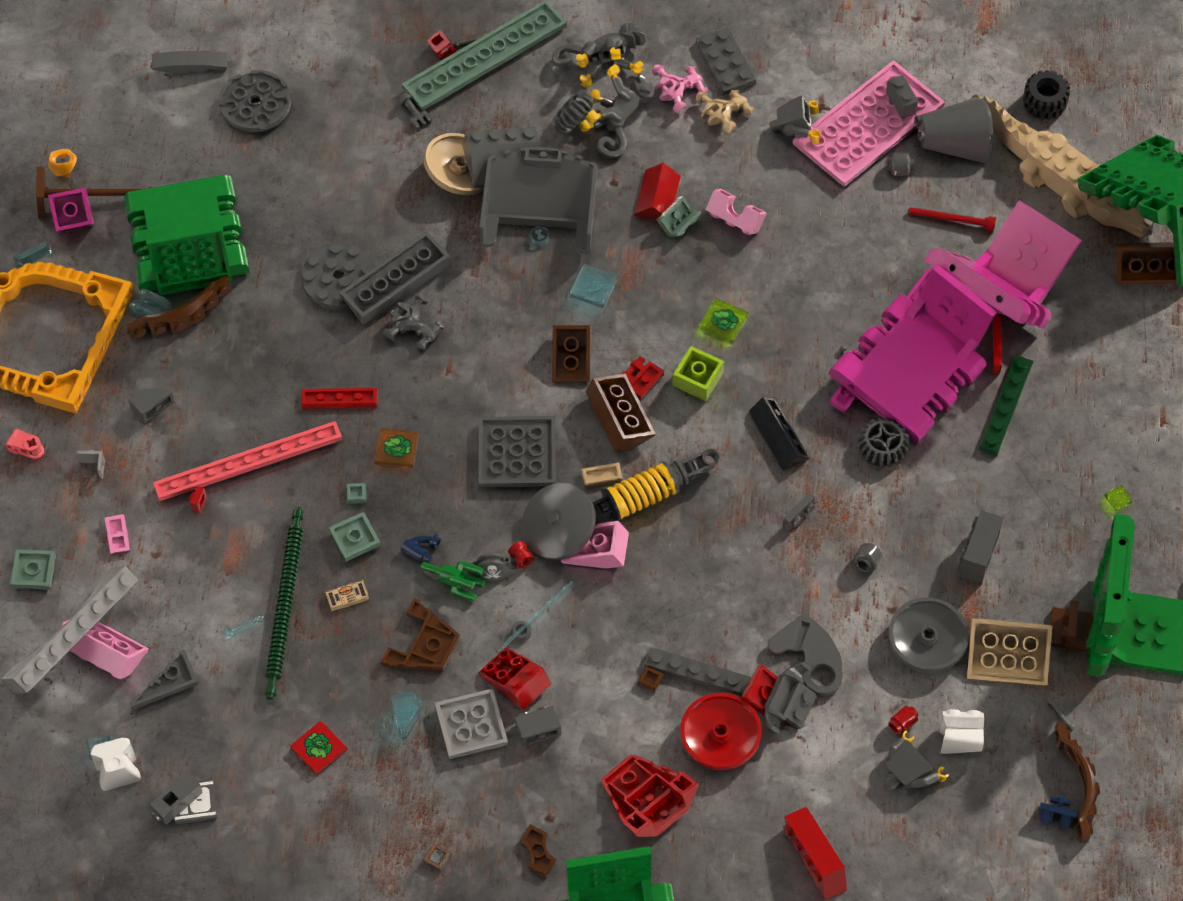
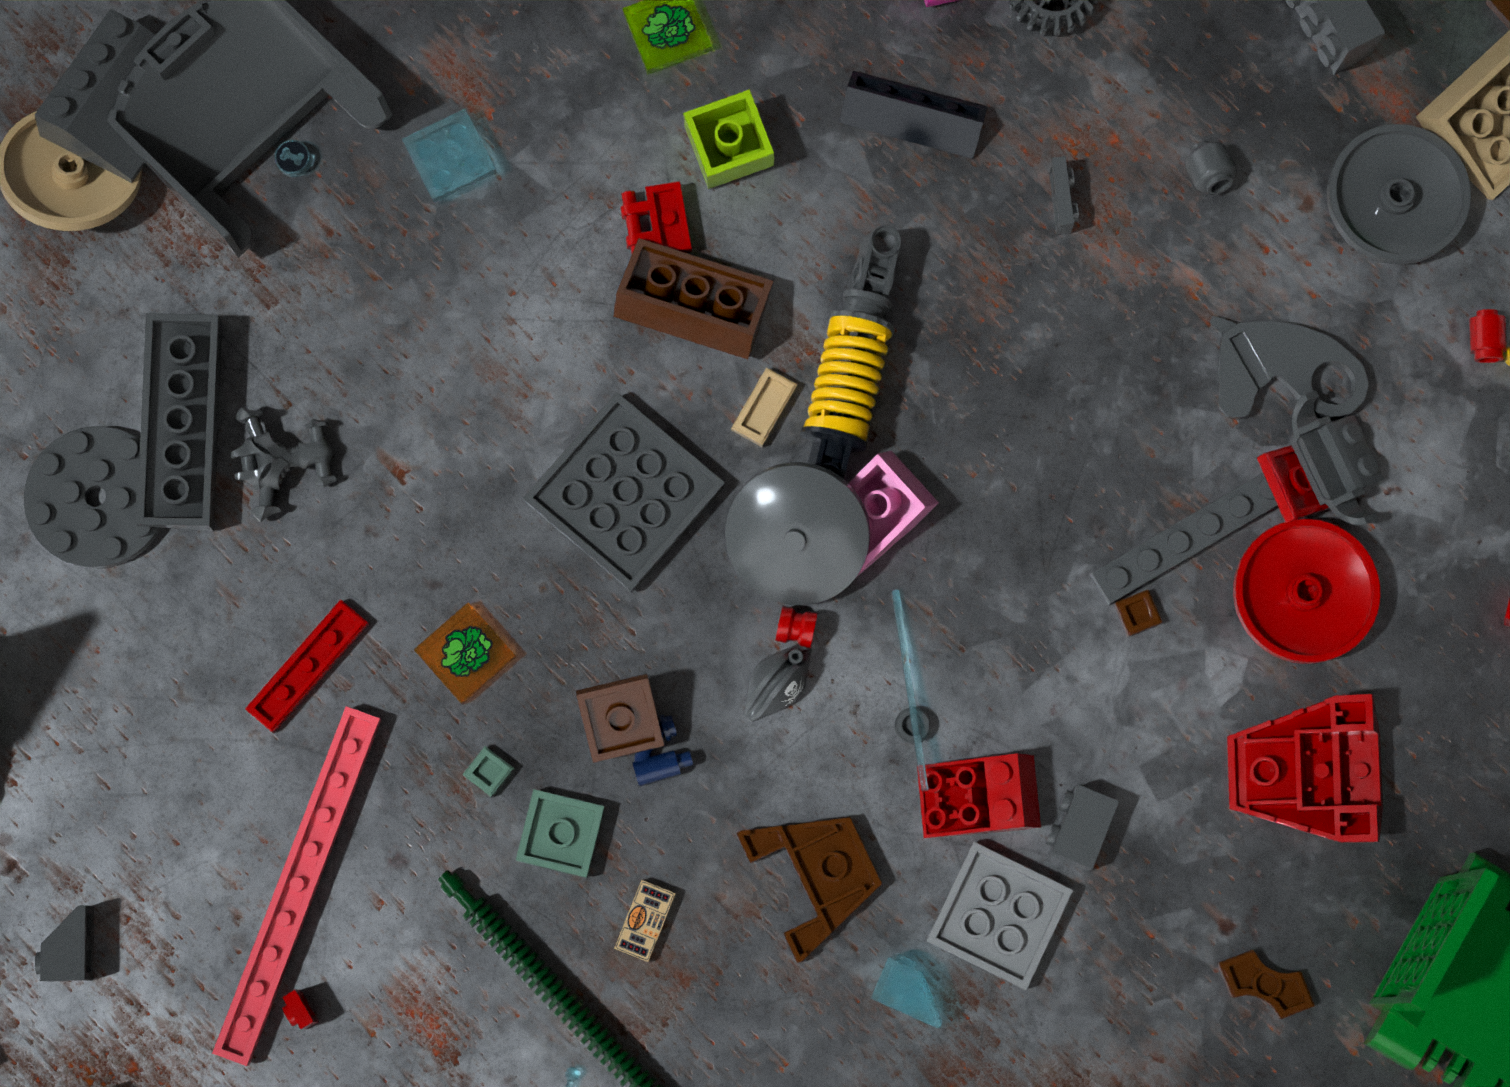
camera: 50 degrees left, 20 degrees up
(421, 516) = (619, 718): none -> reddish brown bracket
(457, 577) = (755, 746): green plant -> none
(571, 353) = (534, 281): reddish brown slope -> none

